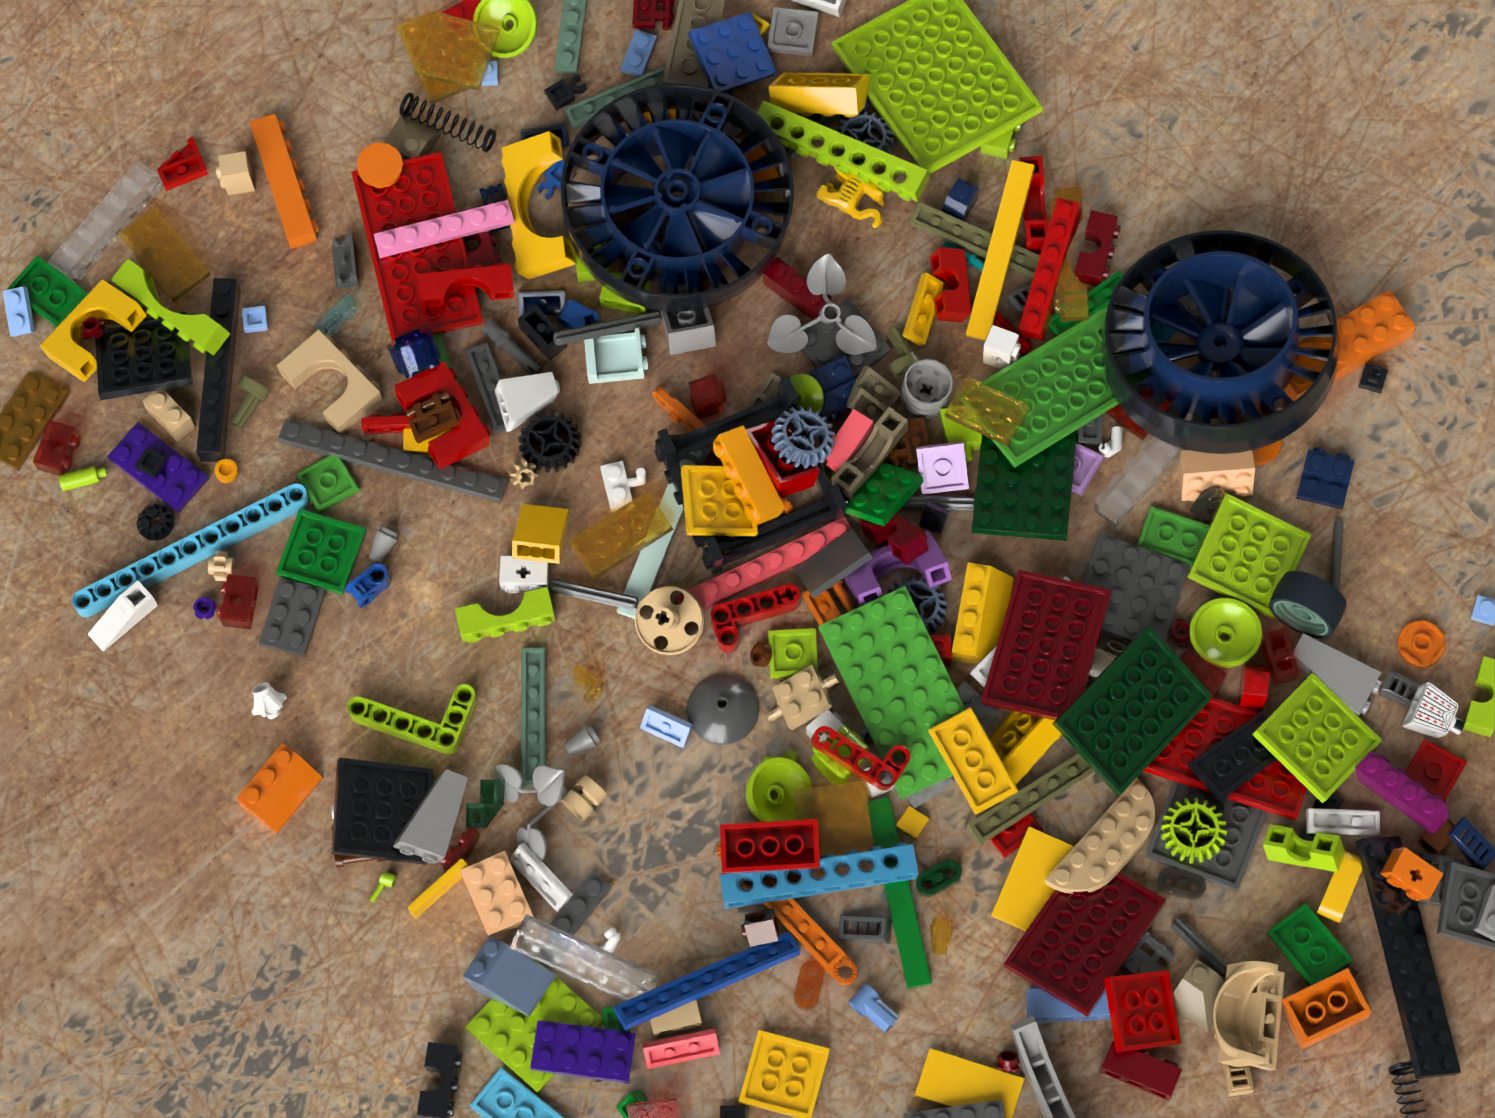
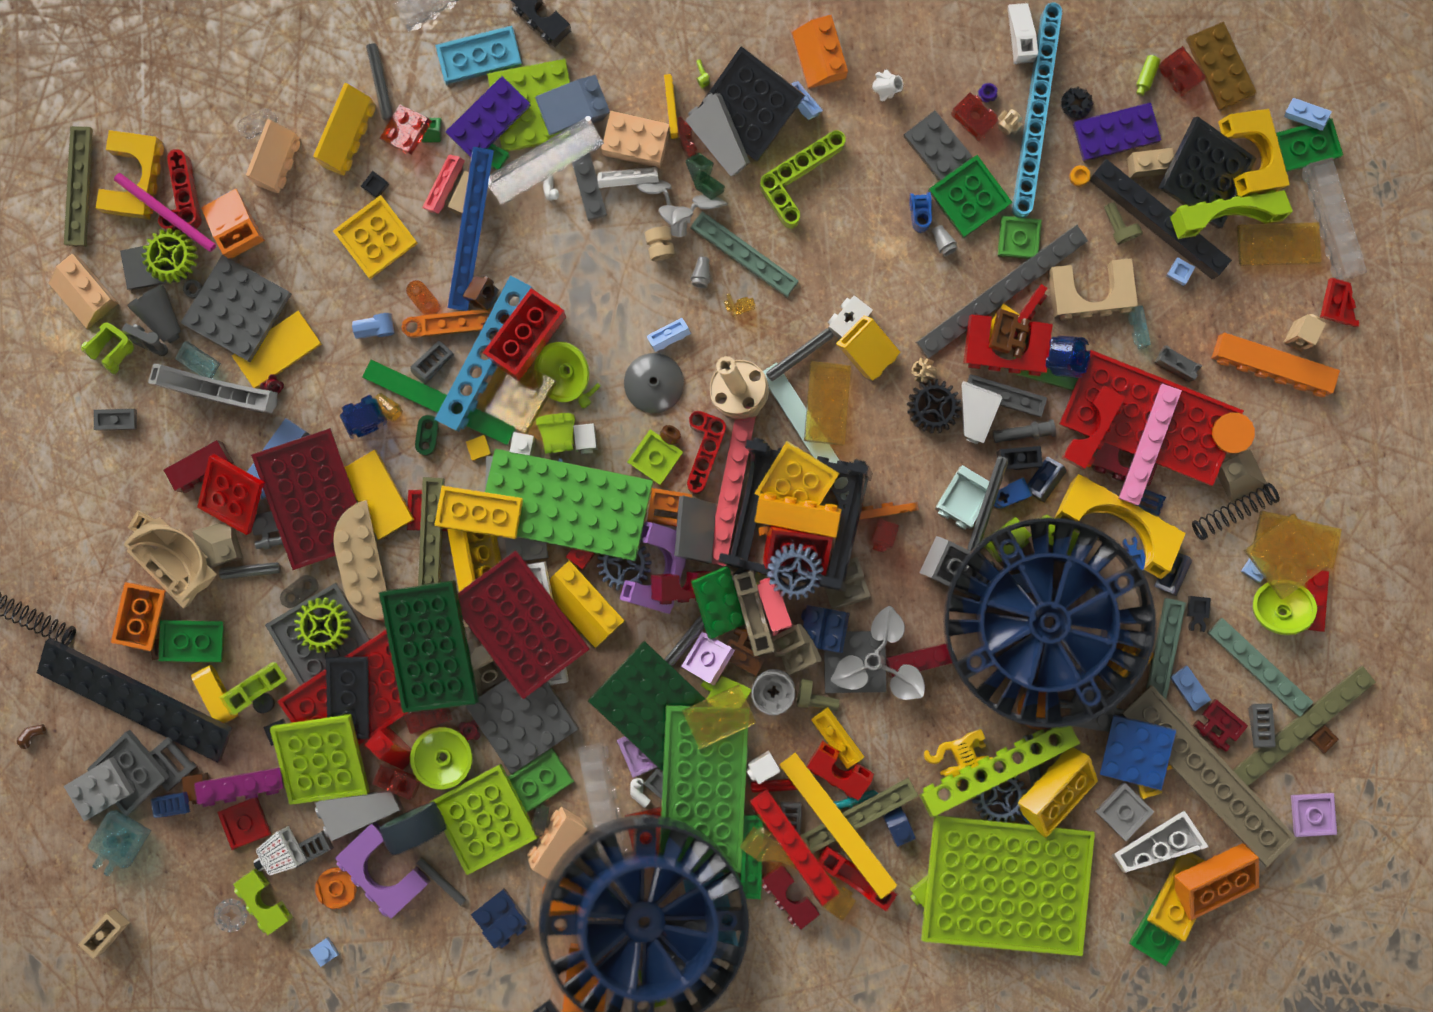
camera: 120 degrees right, 15 degrees up
(92, 328) = (1255, 153): dark red plate -> none
(151, 463) = (1121, 125): black tile -> none
(339, 752) = (808, 106): none -> light blue plate
(534, 610) = (839, 263): lime arch -> none
(617, 484) = (867, 431): white plate -> none
(802, 697) = (617, 438): tan plate -> none
(809, 392) = (832, 602): lime dish -> none
(856, 753) = (539, 436): red beam -> none
(934, 517) = (678, 626): black plate -> none
(969, 944) = (362, 417): none -> clear blue brick
(1343, 821) = (255, 732): white tile -> none
(1386, 584) = (388, 898): none -> medium lavender arch
(1411, 874) = (177, 745): orange brick -> none

